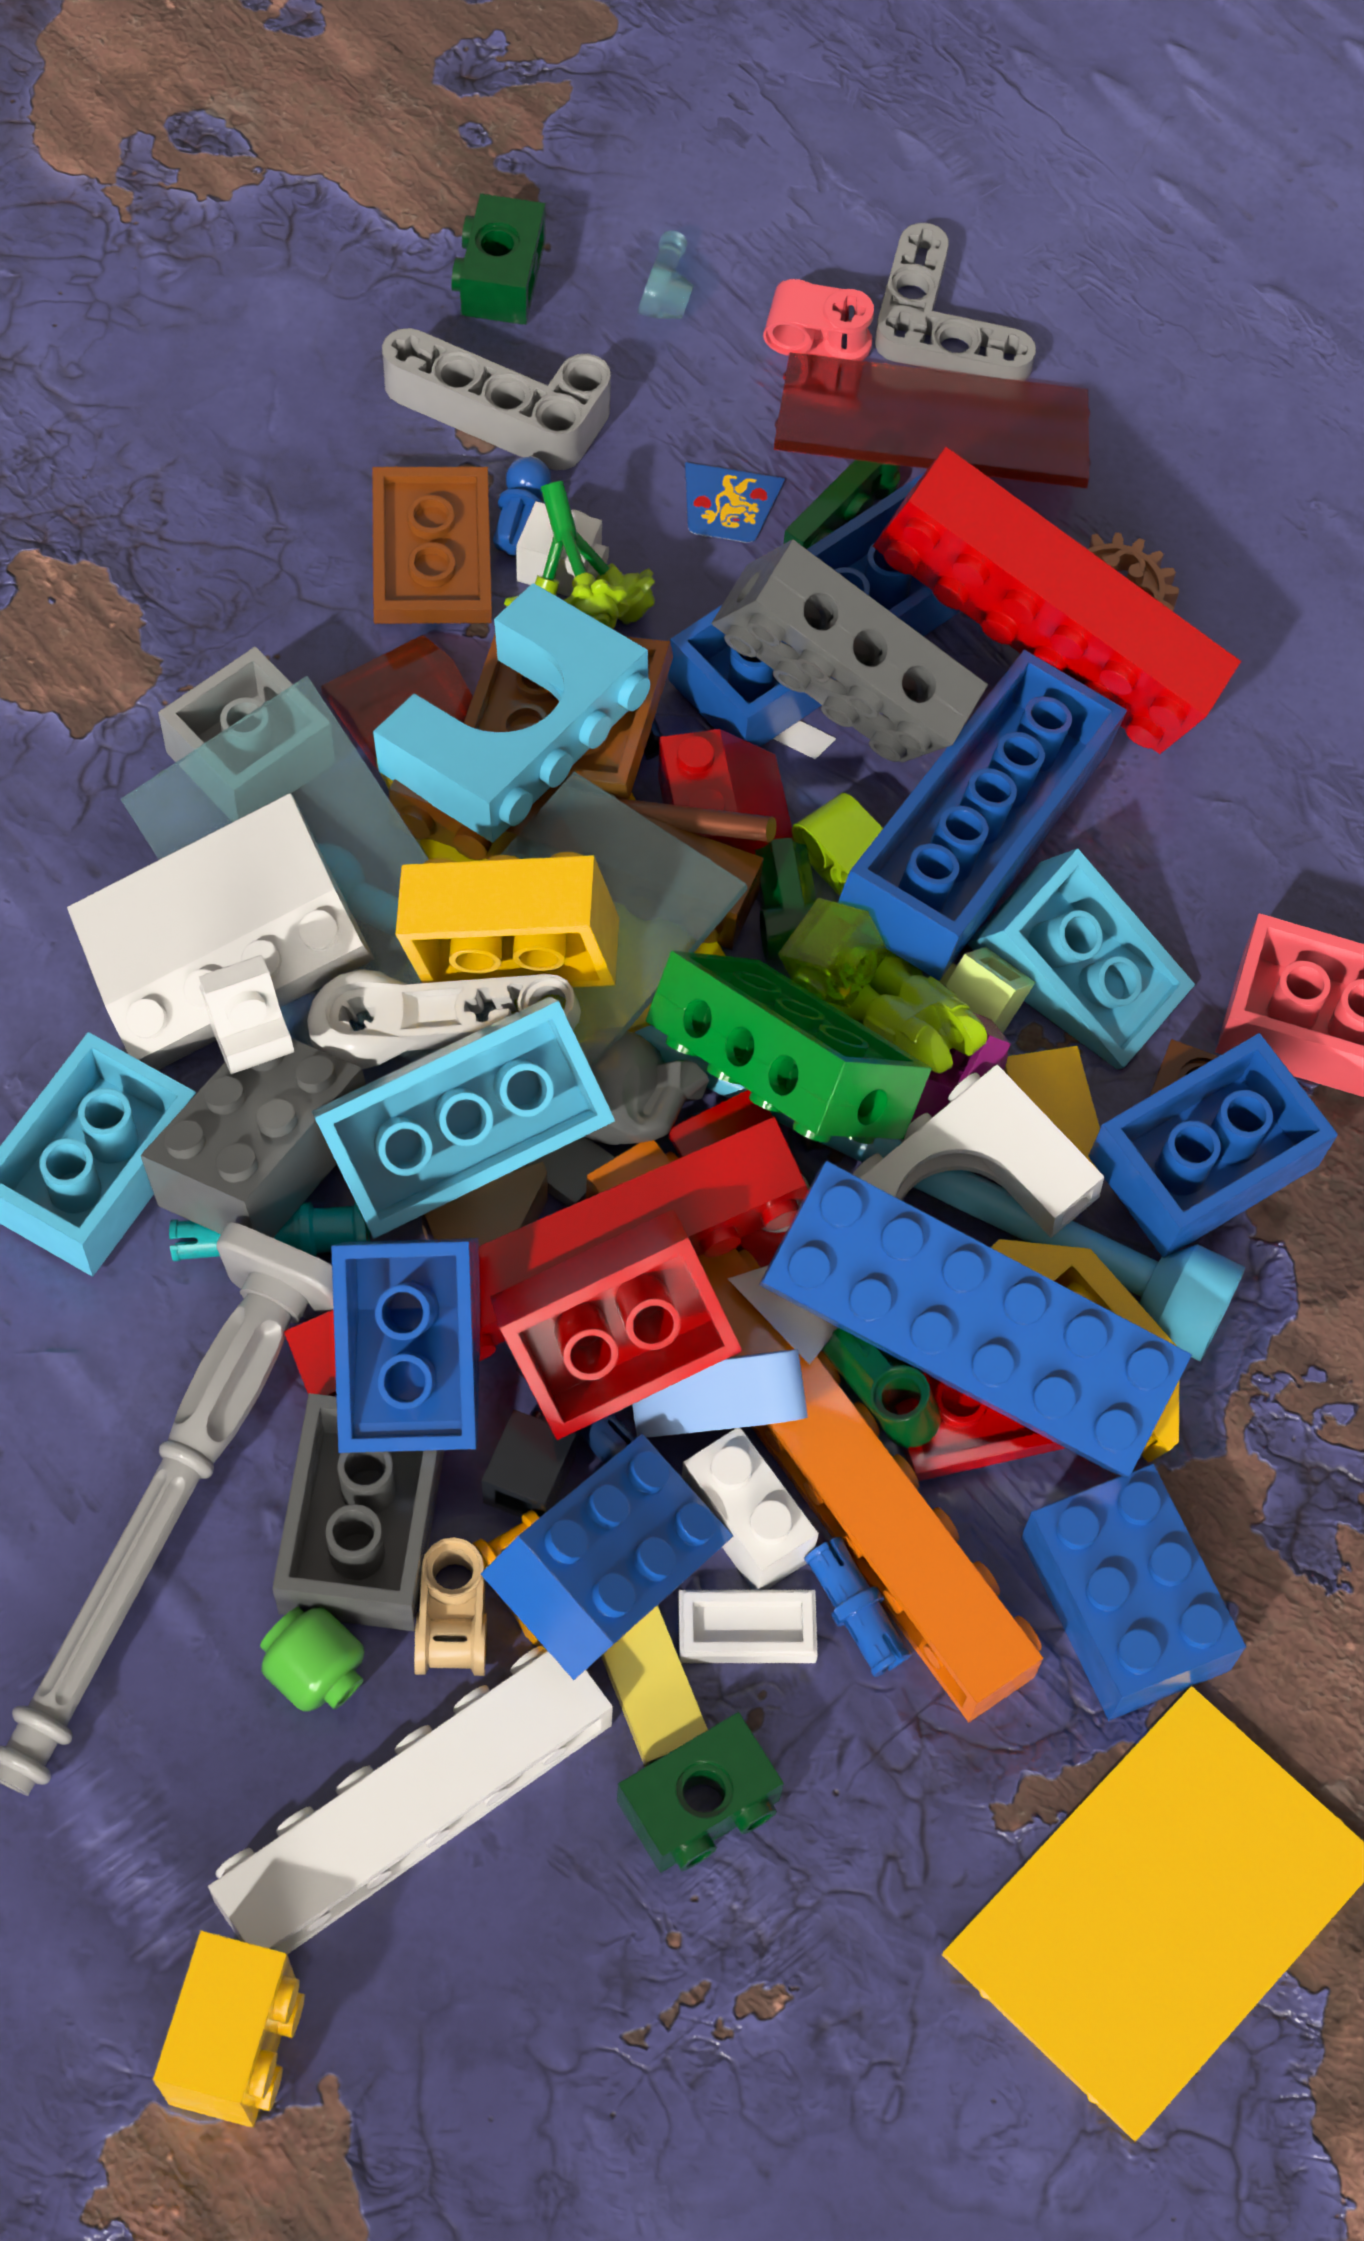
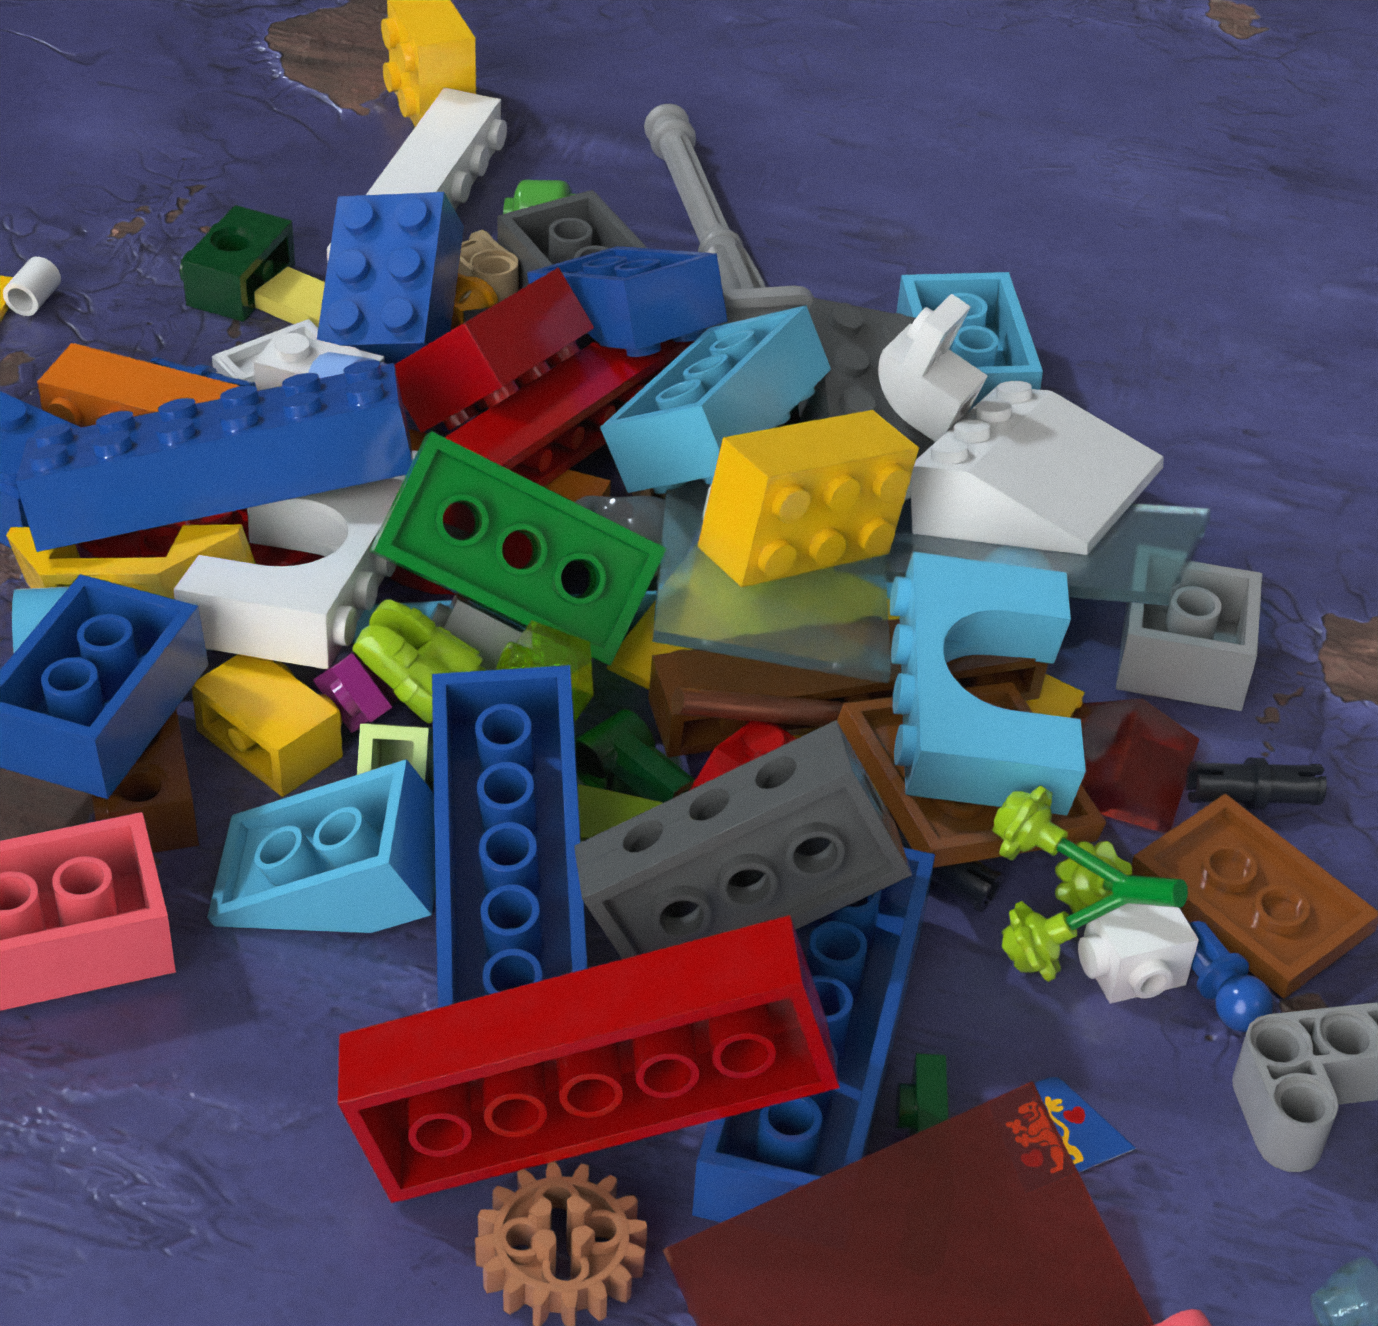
camera: 145 degrees right, 20 degrees down
(331, 616) = (1256, 783): none -> black pin
(942, 1909) = (31, 286): none -> white hinge

